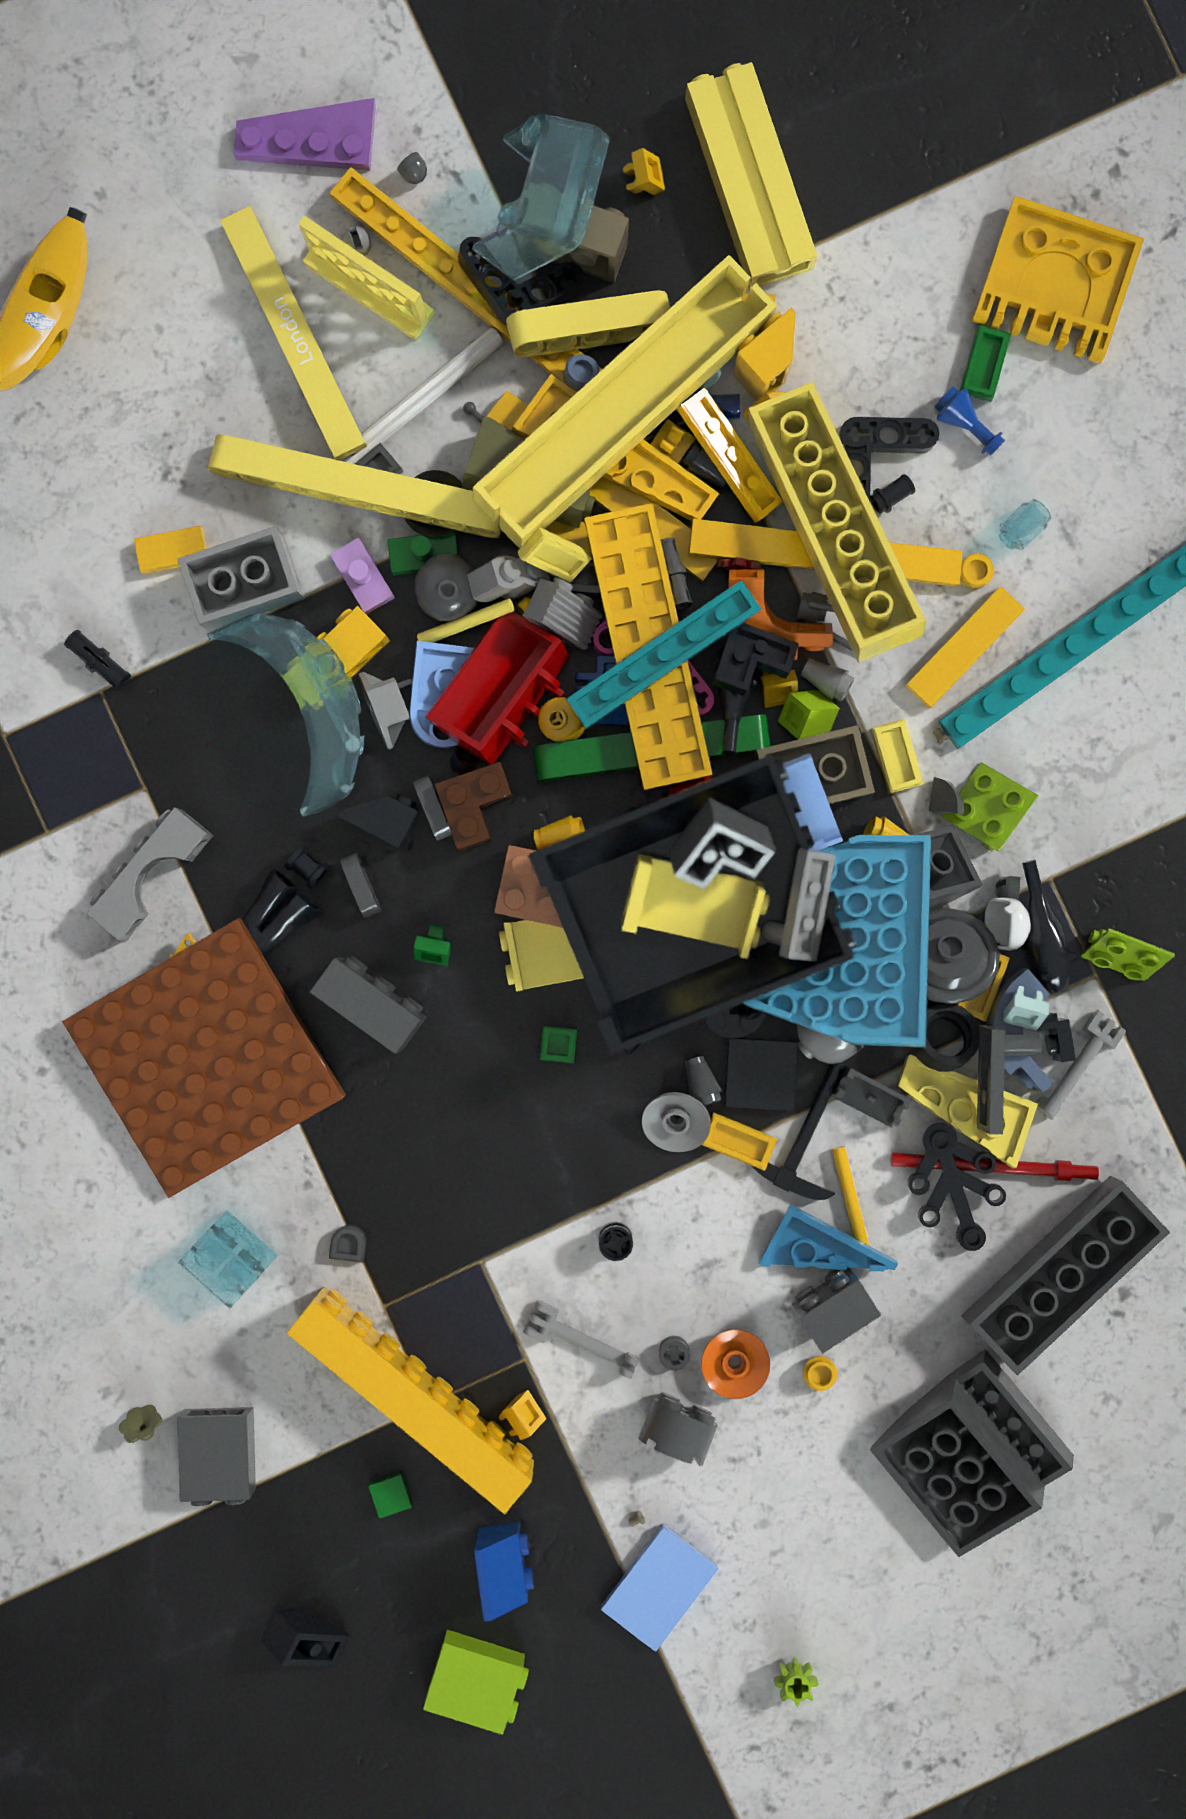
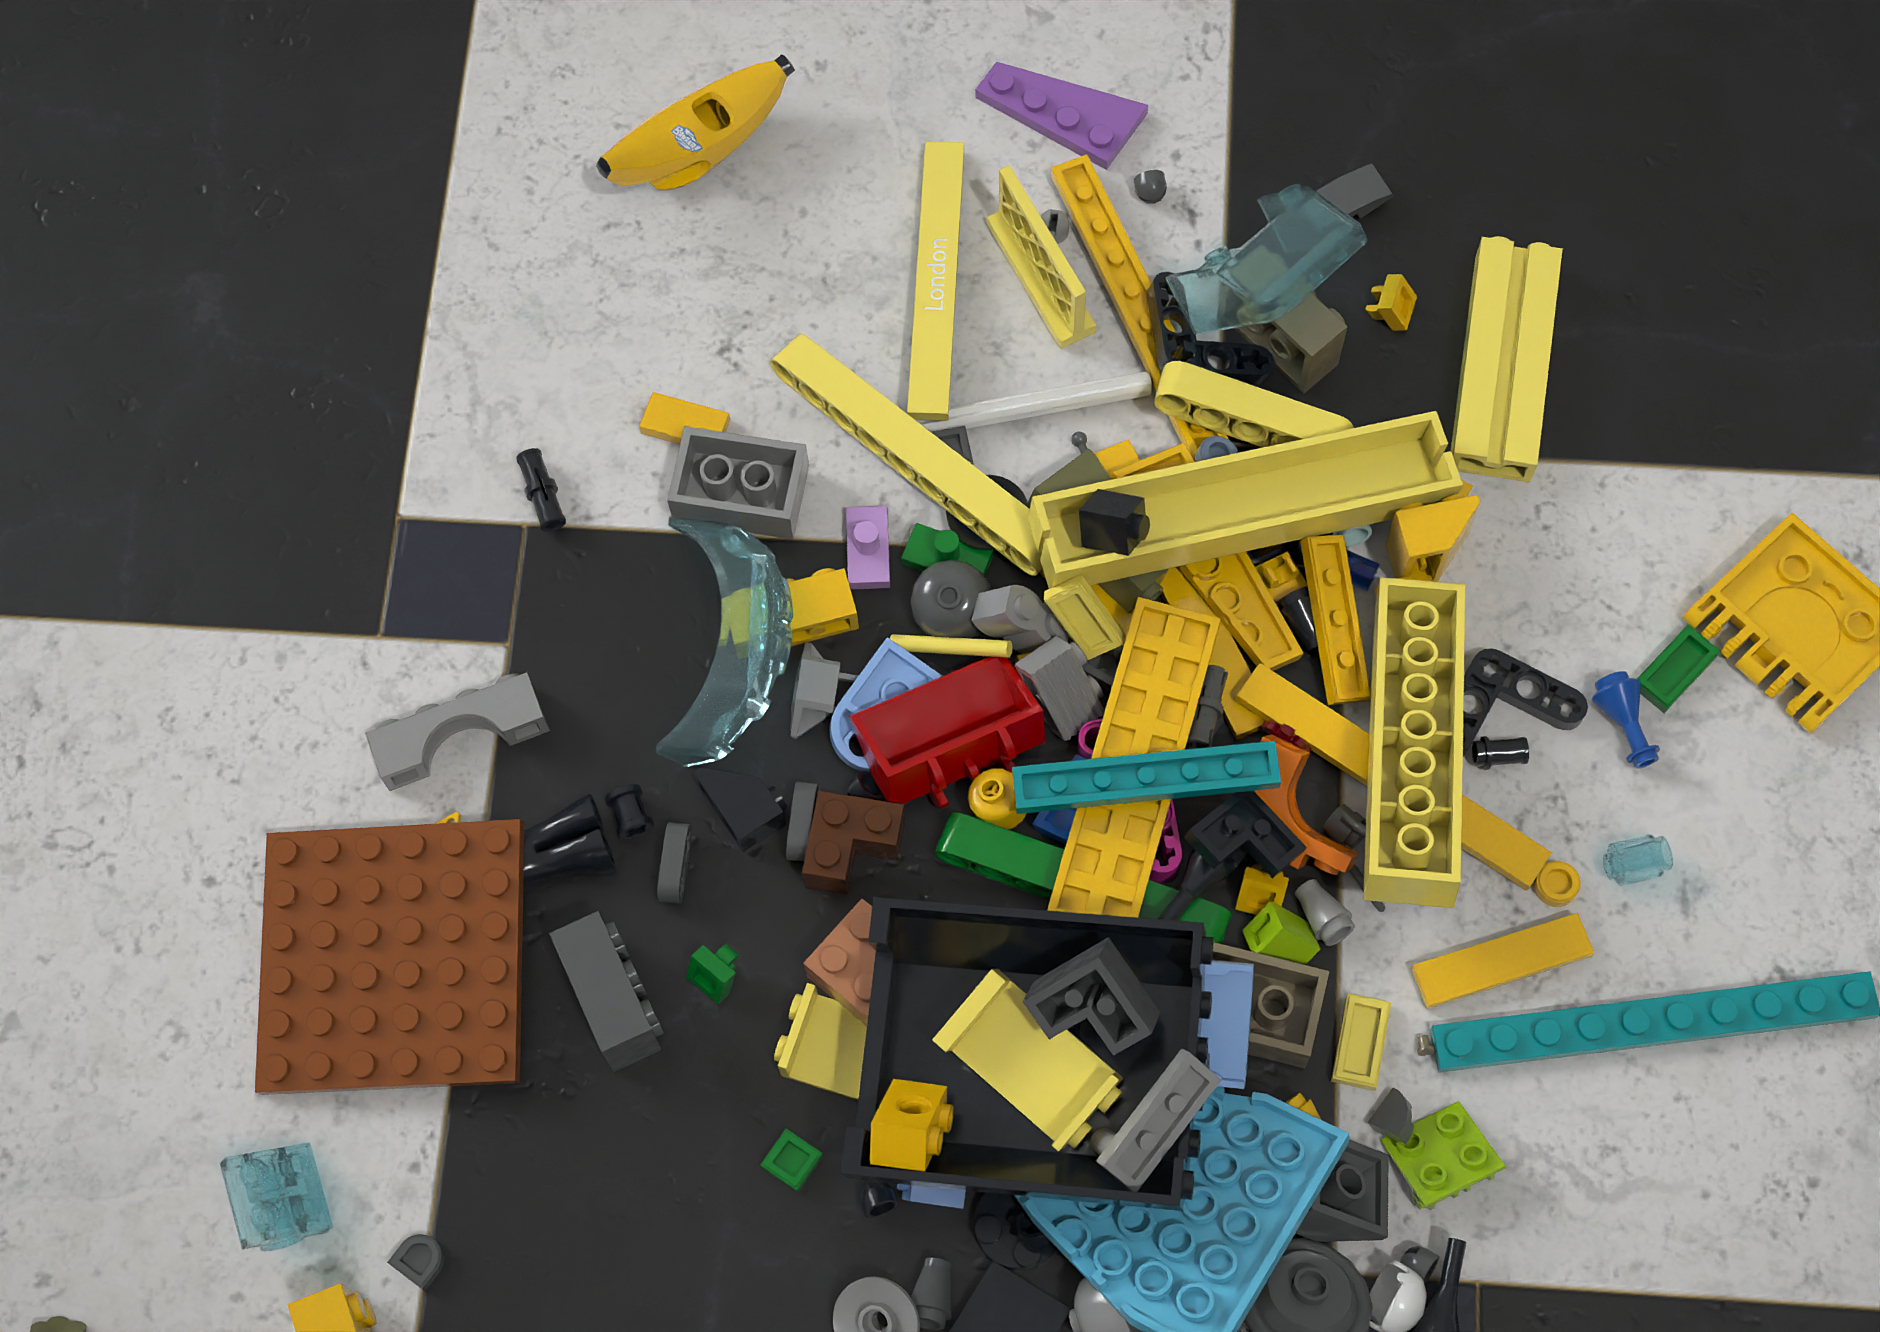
camera: 30 degrees right, 20 degrees down
(543, 475) = (1113, 522): none -> black brick
(570, 93) = (1357, 191): none -> dark grey slope
(637, 993) = (910, 1125): none -> yellow brick

